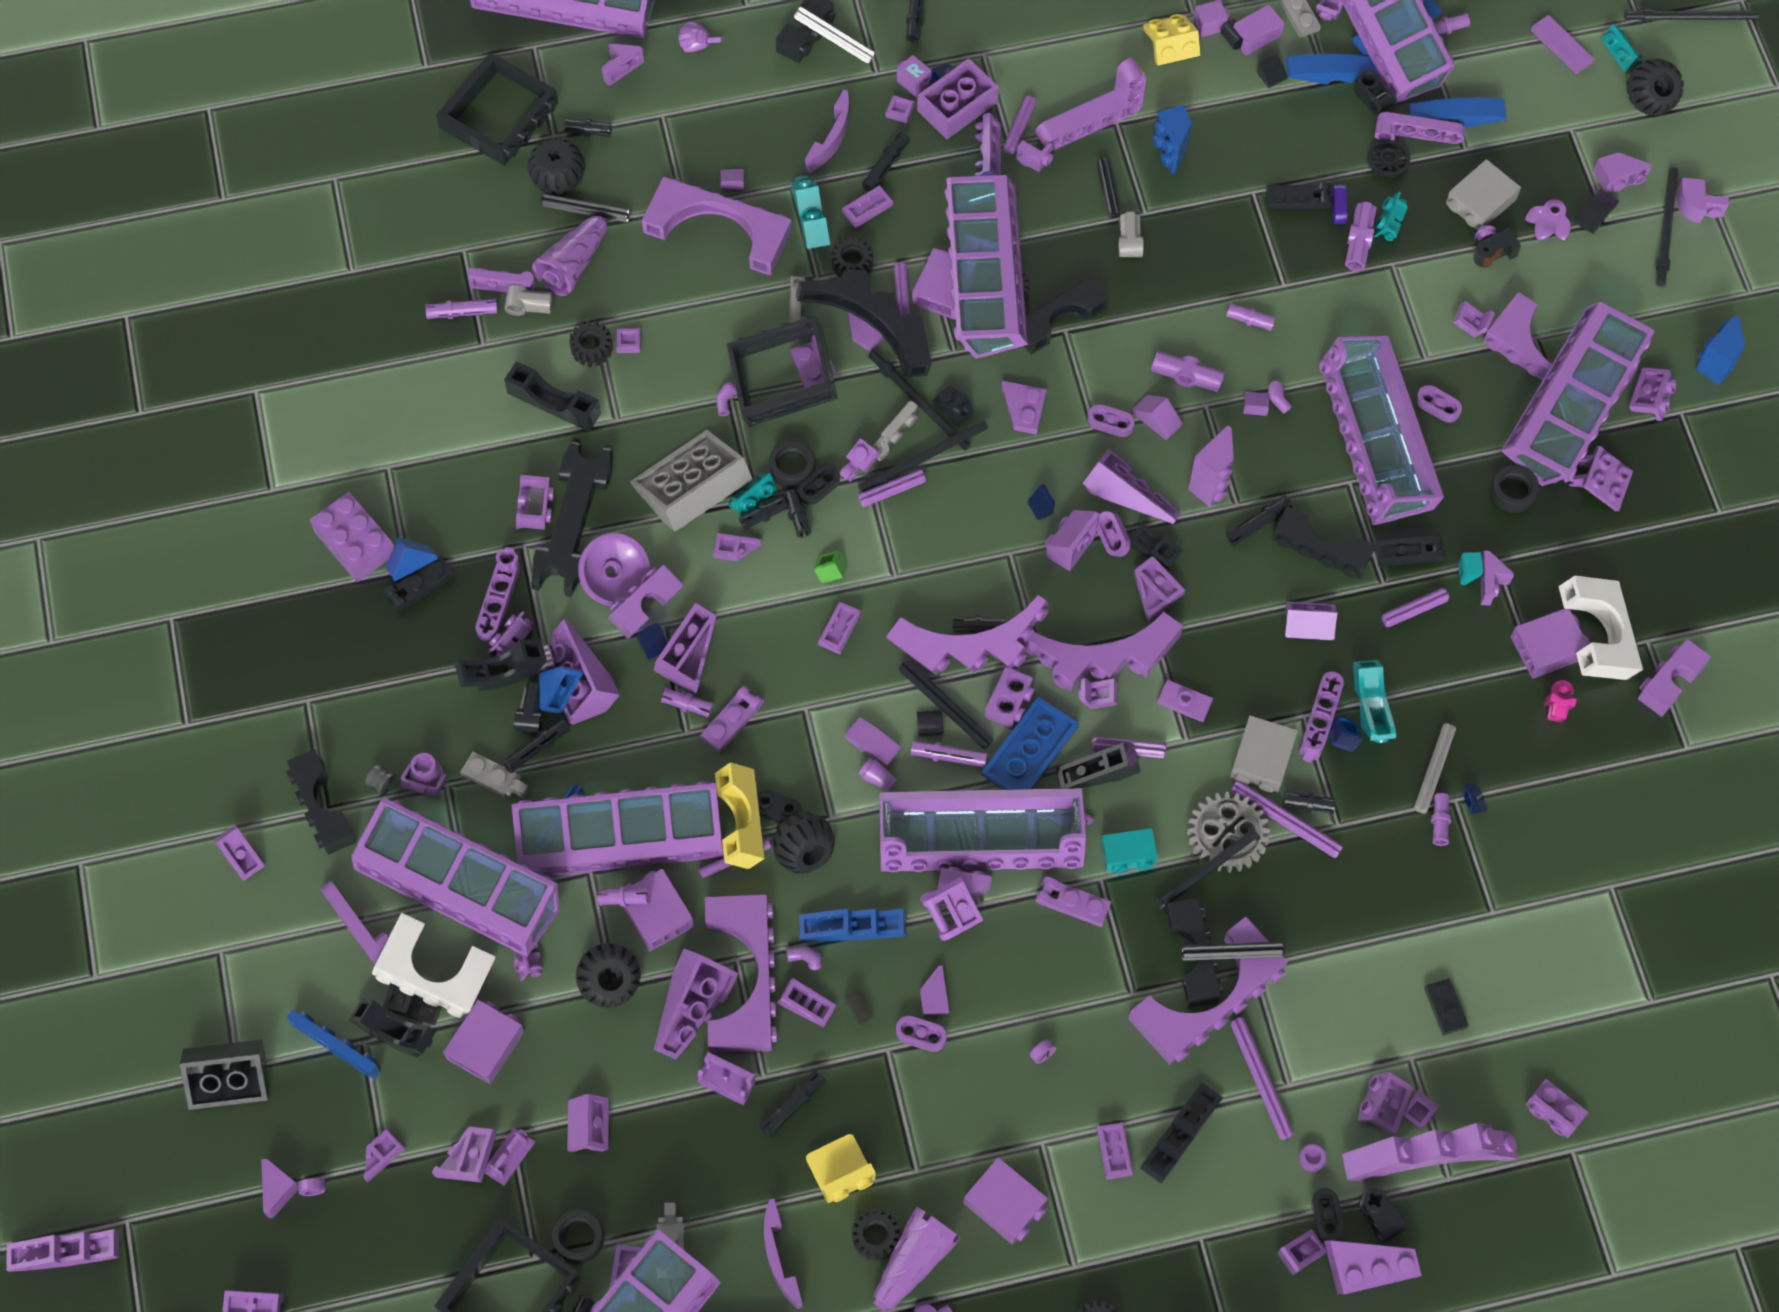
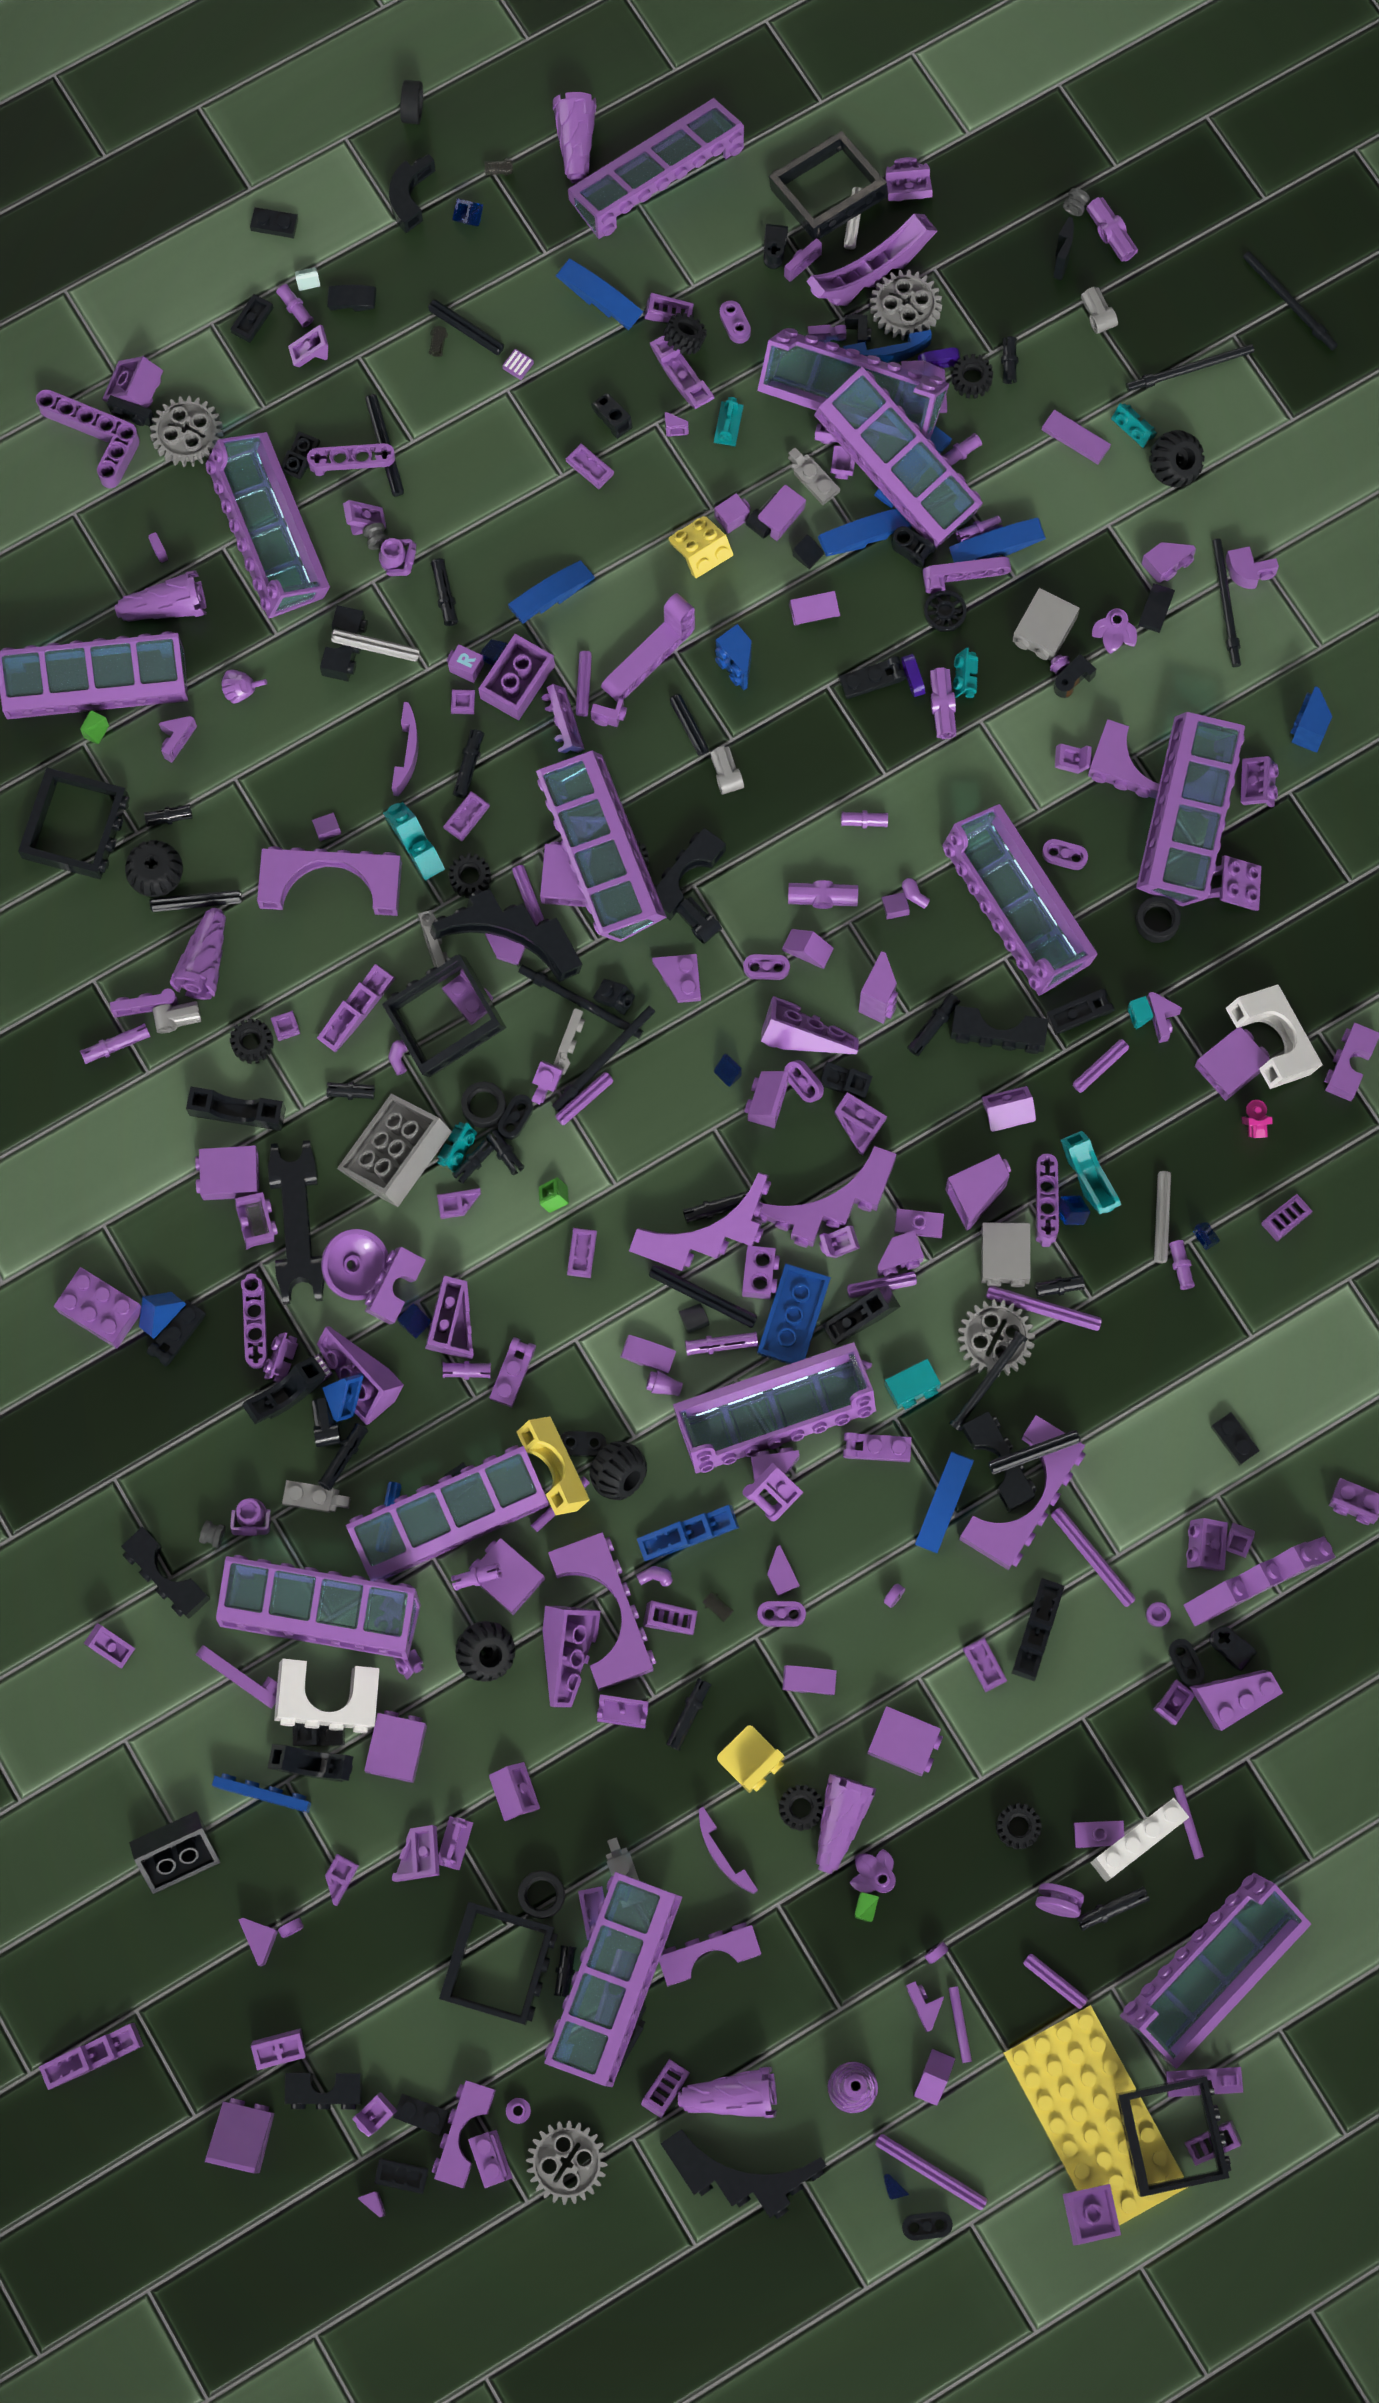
camera: 15 degrees left, 10 degrees up
(523, 451) = (227, 1172): none -> medium lavender brick
(548, 34) = (94, 727): none -> bright green slope
(669, 415) = (351, 1090): none -> black pin
(702, 343) = (355, 1008): none -> medium lavender slope
(927, 1108) = (809, 1680): none -> medium lavender slope
(1014, 36) = (551, 591): none -> blue slope
(1060, 363) = (702, 924): none -> black piece
(1124, 975) = (944, 1502): none -> blue slope
(1157, 722) = (901, 1253): none -> medium lavender slope
(1255, 681) = (977, 1188): none -> medium lavender slope
(1262, 118) = (814, 608): none -> medium lavender hinge
(1443, 93) = (978, 528): none -> medium lavender pin
(1546, 814) = (1272, 1228): none -> medium lavender slope

